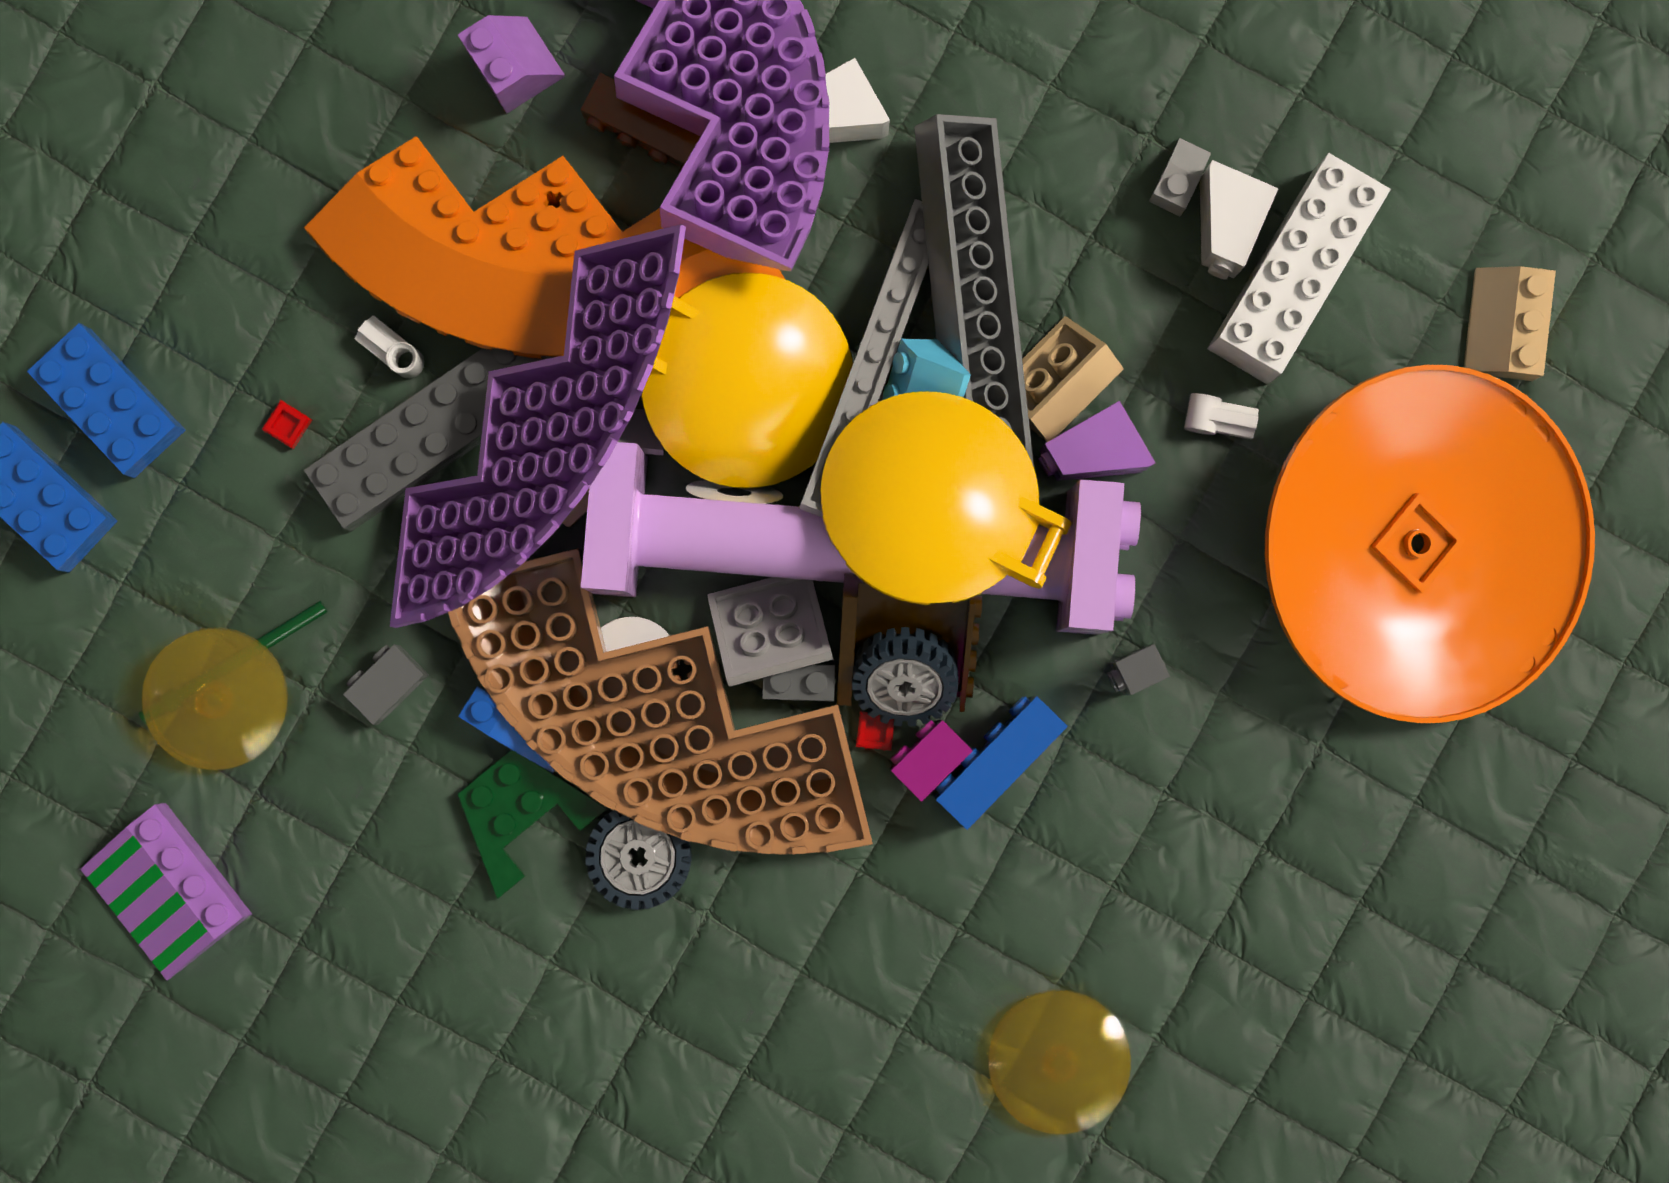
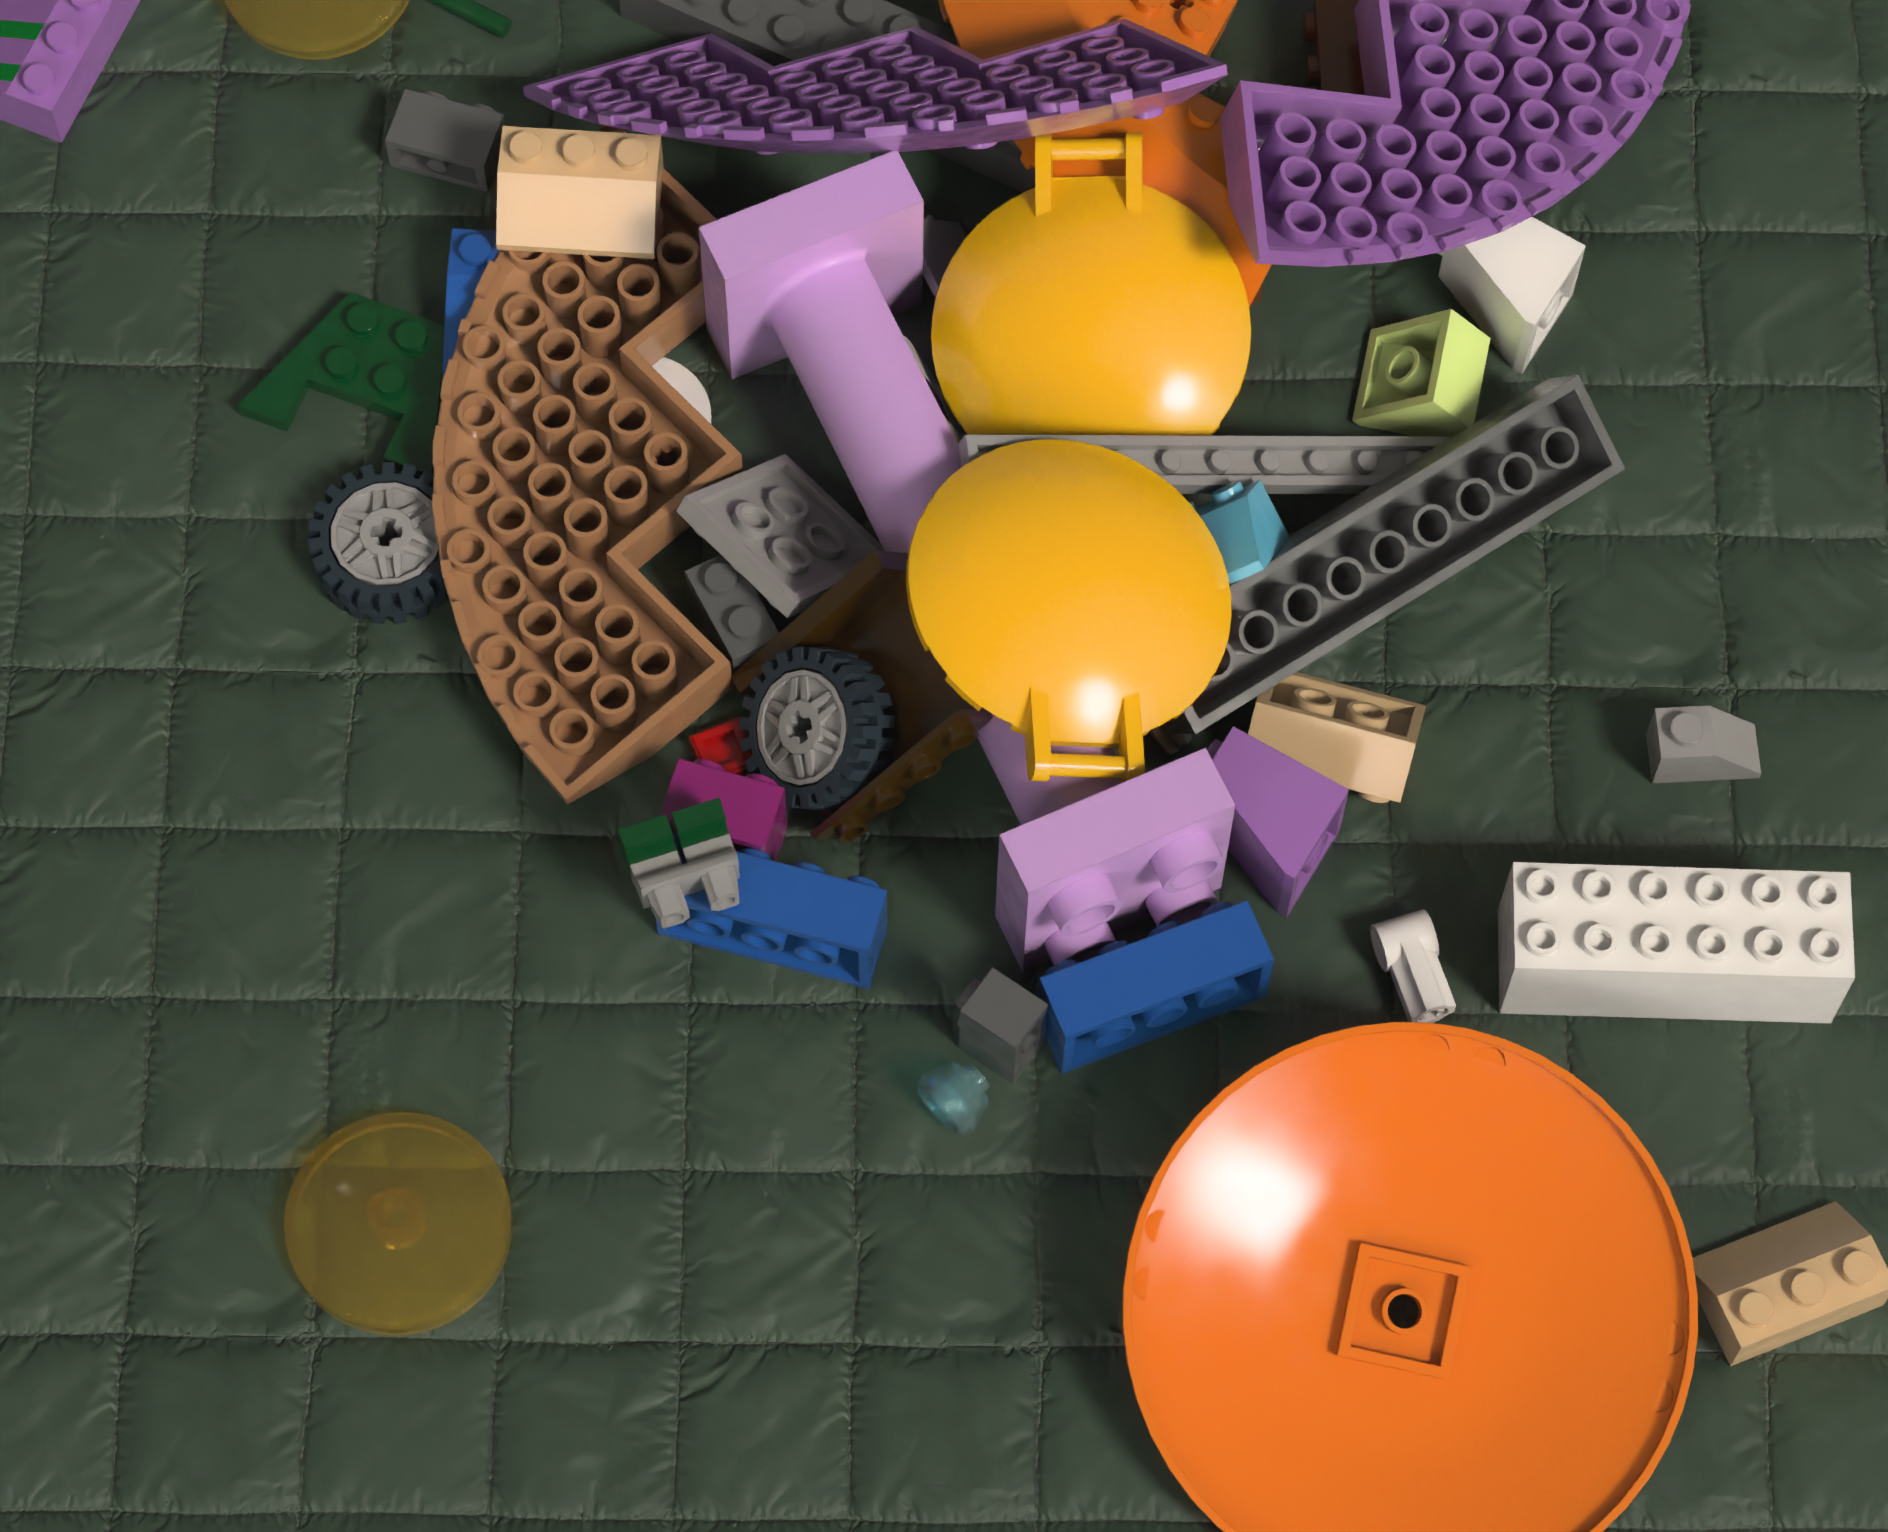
camera: 60 degrees right, 20 degrees down
(487, 637) = (578, 192): none -> tan slope
(865, 197) = (1422, 376): none -> yellowish green slope
(960, 821) = (707, 857): none -> light grey hips
(1158, 716) = (955, 1096): none -> clear light blue cone
(1161, 571) = (1155, 985): none -> blue brick
(1231, 217) = (1690, 818): white slope -> none

